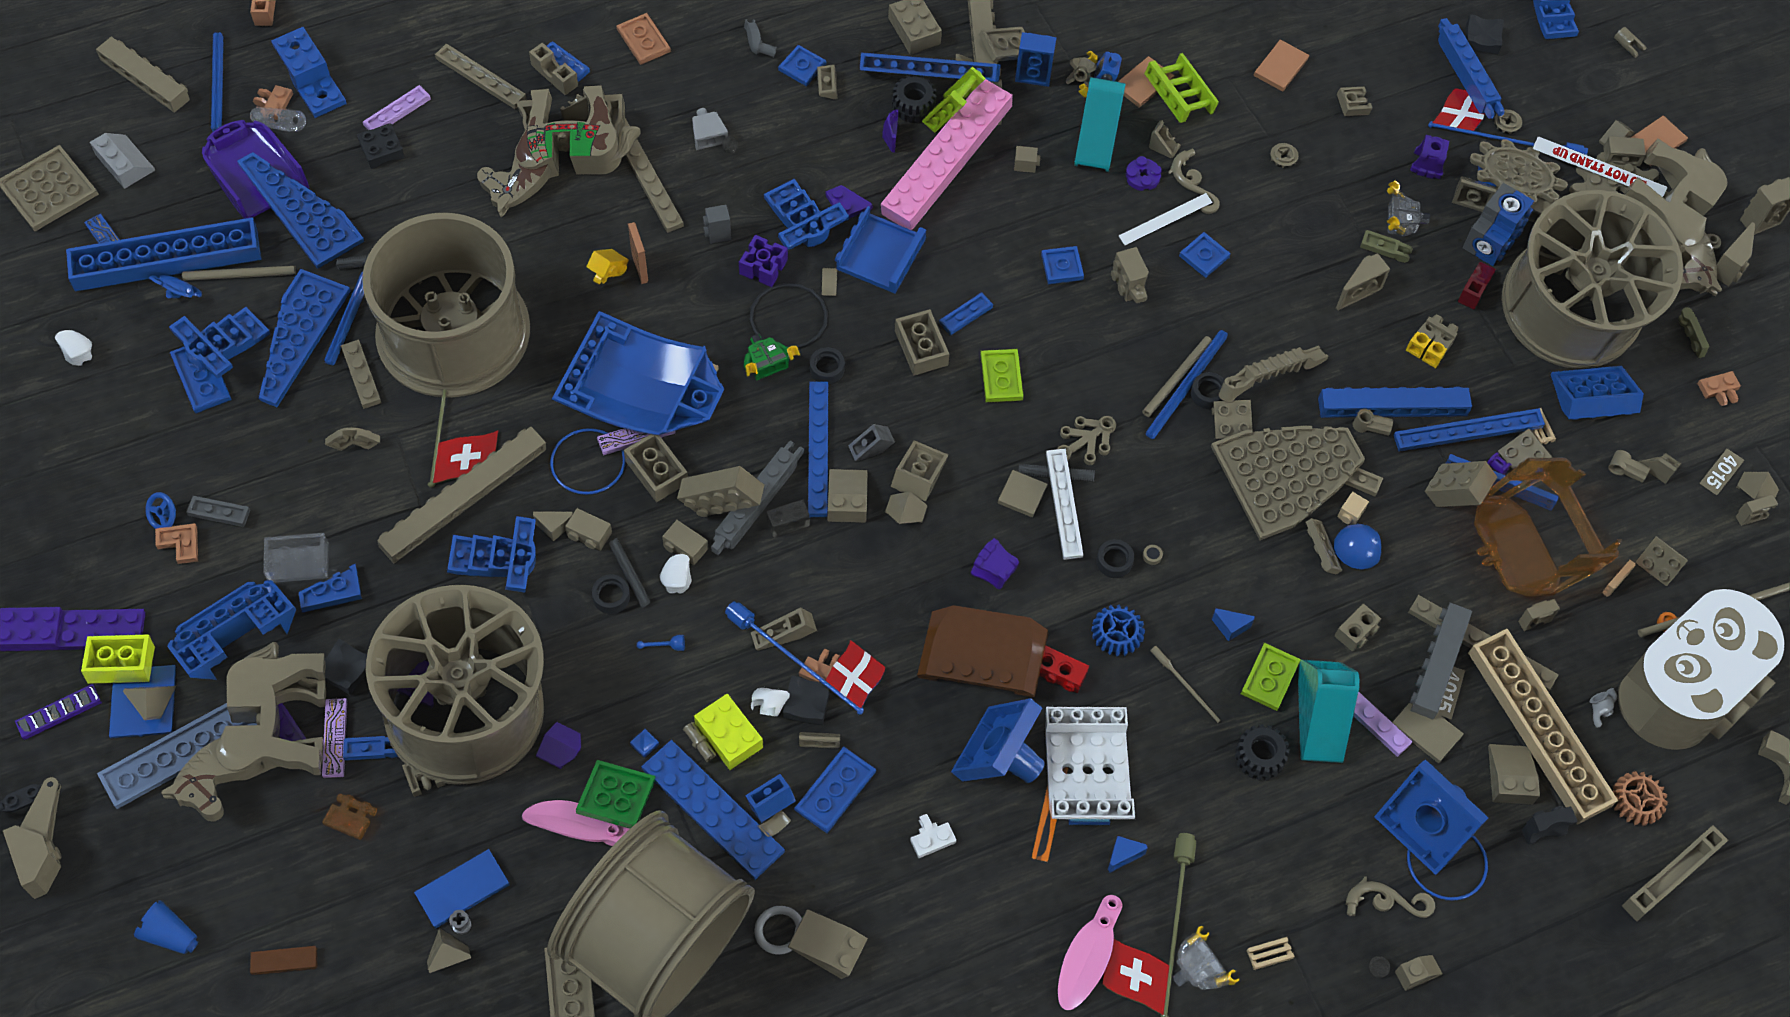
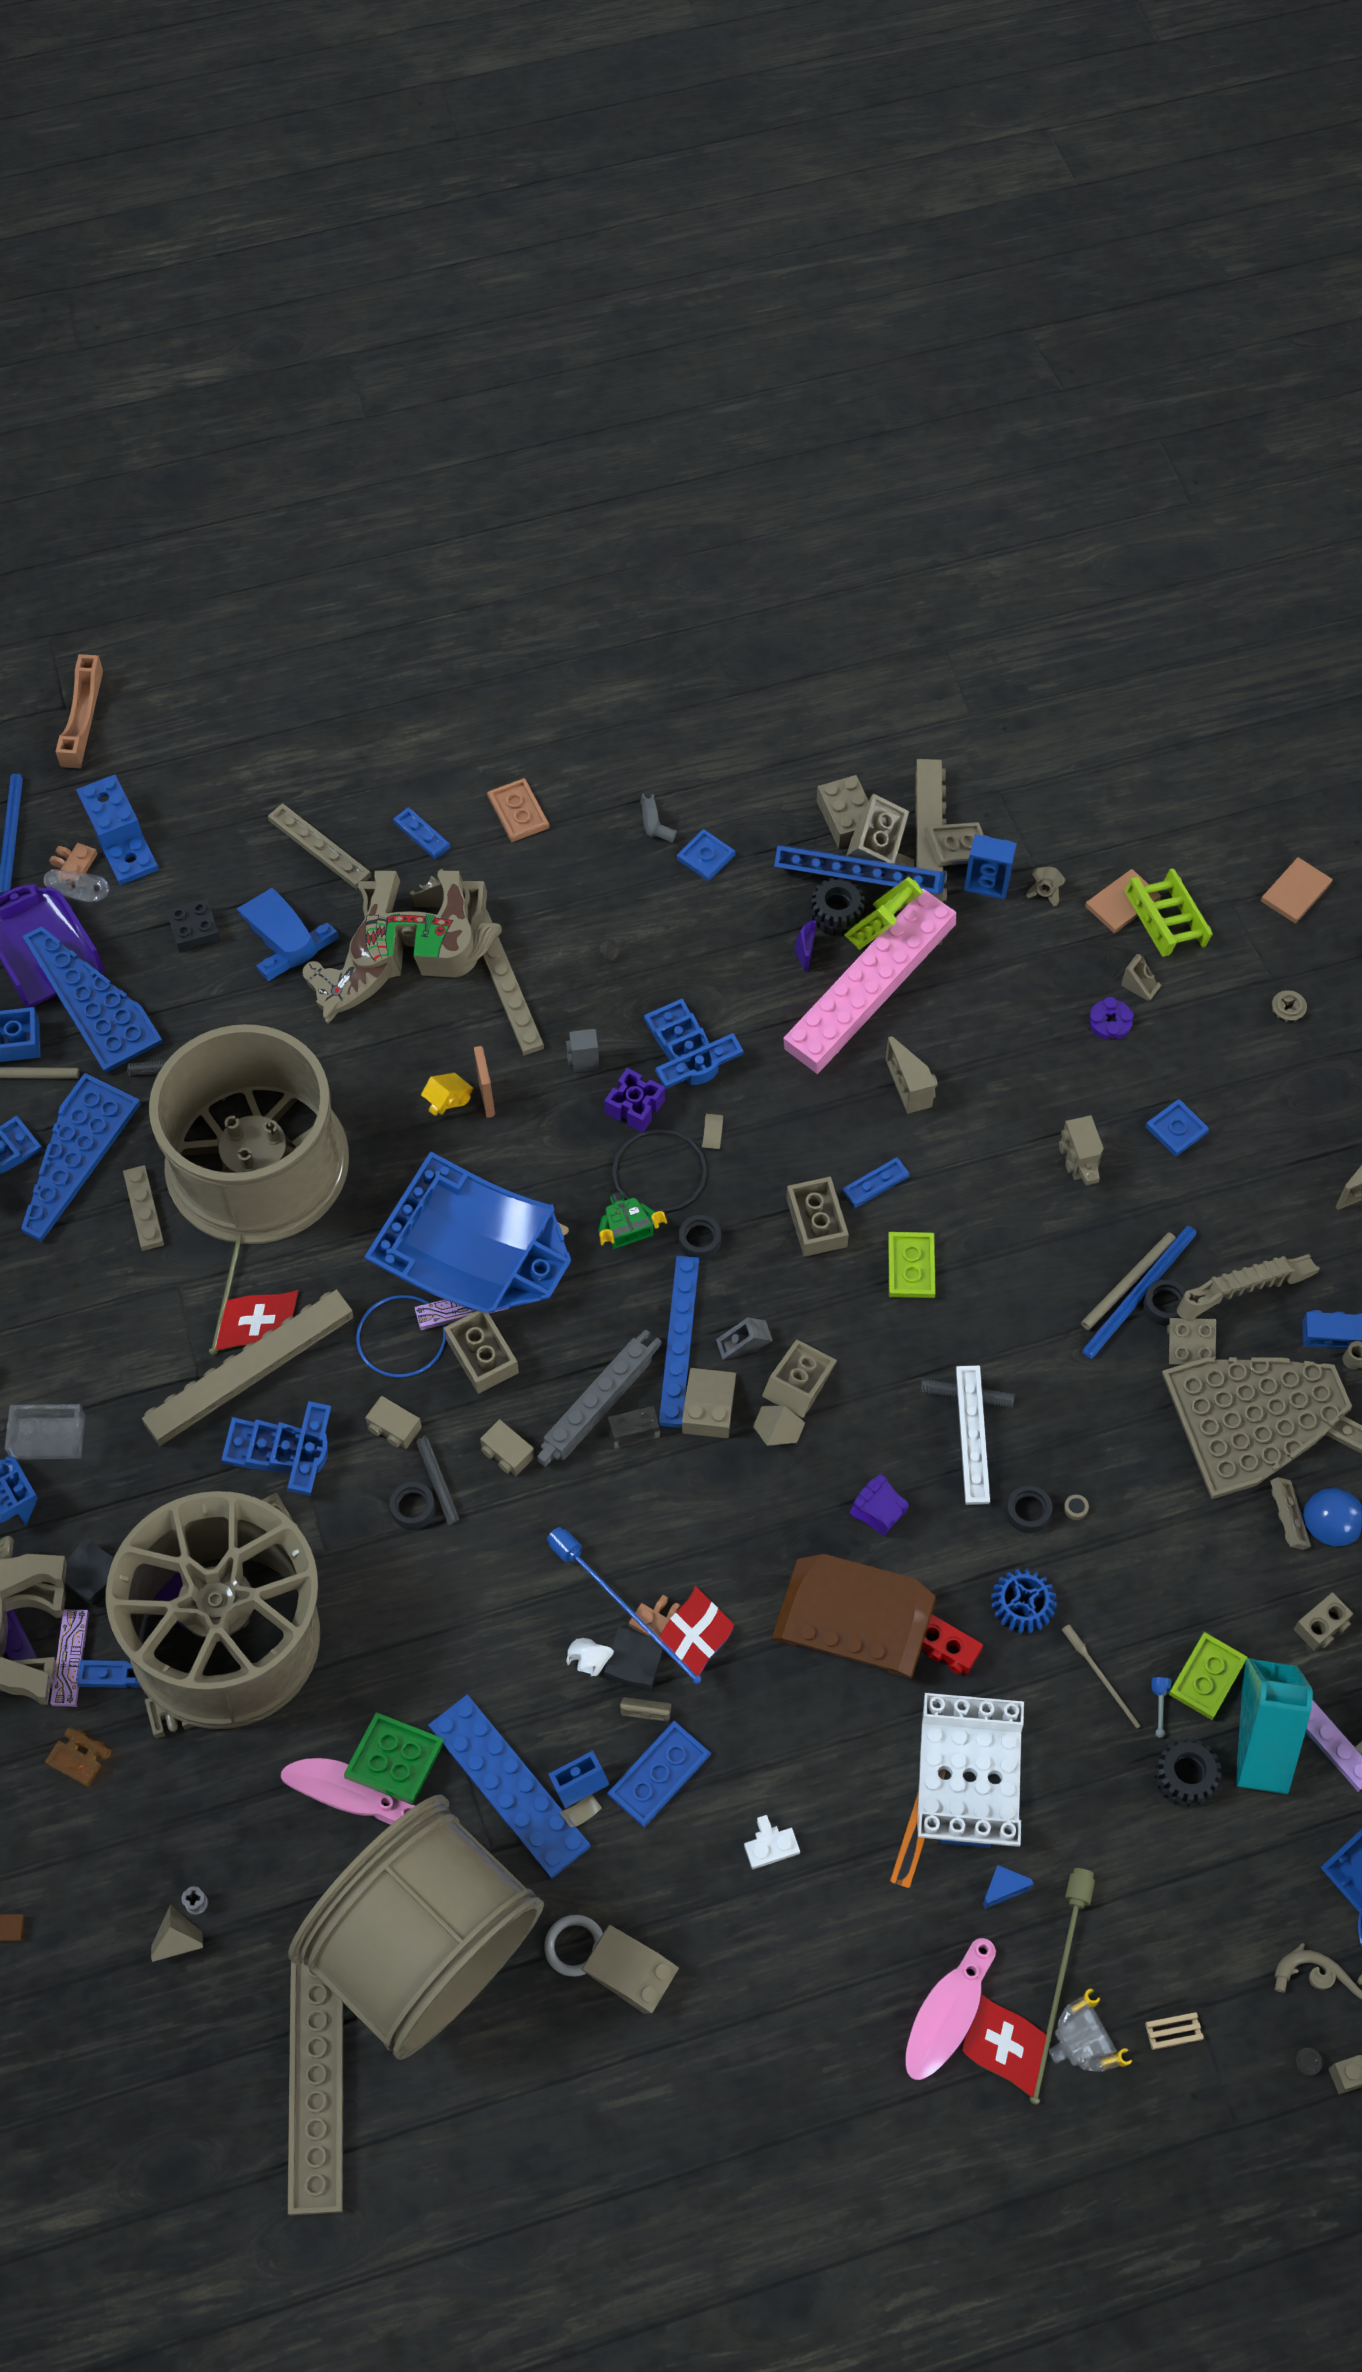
camera: 10 degrees right, 0 degrees up
(335, 591) = (89, 1475): blue wing -> none
(345, 322) = (128, 1149): blue axle -> none
(345, 437) = (118, 1286): dark tan plate -> none
(398, 108) = (218, 880): lavender tile -> none
(457, 147) = (283, 933): none -> blue slope
(462, 888) = (201, 1858): blue tile -> none
(552, 523) = (351, 1410): dark tan slope -> none
(559, 745) = (333, 1690): dark purple slope -> none
(561, 76) = (413, 852): dark tan arch -> none
(644, 743) = (435, 1695): blue tile -> none
(676, 574) = (493, 1487): white hair -> none
(677, 643) = (485, 1573): blue hinge -> none
(699, 741) = (501, 1700): dark tan pin -> none
(708, 129) = (584, 929): light grey torso -> none
(720, 491) = (554, 1390): dark tan brick -> none
(728, 731) = (536, 1690): neon yellow brick -> none
(785, 629) = (618, 1567): dark tan slope -> none
(827, 81) = (734, 878): dark tan slope -> none
(849, 200) = (747, 1031): dark purple wing -> none
(879, 251) = (777, 1096): blue panel -> none
(942, 36) = (879, 831): none -> dark tan slope
(986, 227) = (911, 1077): none -> dark tan slope
(1000, 744) = (863, 1737): blue piece -> none
(1022, 493) = (923, 1416): dark tan tile -> none
(1026, 159) = (968, 991): dark tan brick -> none
(1062, 265) = (999, 1129): blue plate -> none
(1089, 436) = (1011, 1351): dark tan plant -> none
(1099, 123) = (1060, 955): teal brick -> none
(1107, 68) = (1075, 888): torso -> none
(1165, 219) = (1132, 1078): white sticker -> none
(1195, 180) = (1170, 1036): dark tan plant -> none
(1231, 623) = (1166, 1603): blue slope -> none
(1234, 688) = (1161, 1687): none -> hinge
(1352, 509) = (1331, 1468): tan brick -> none

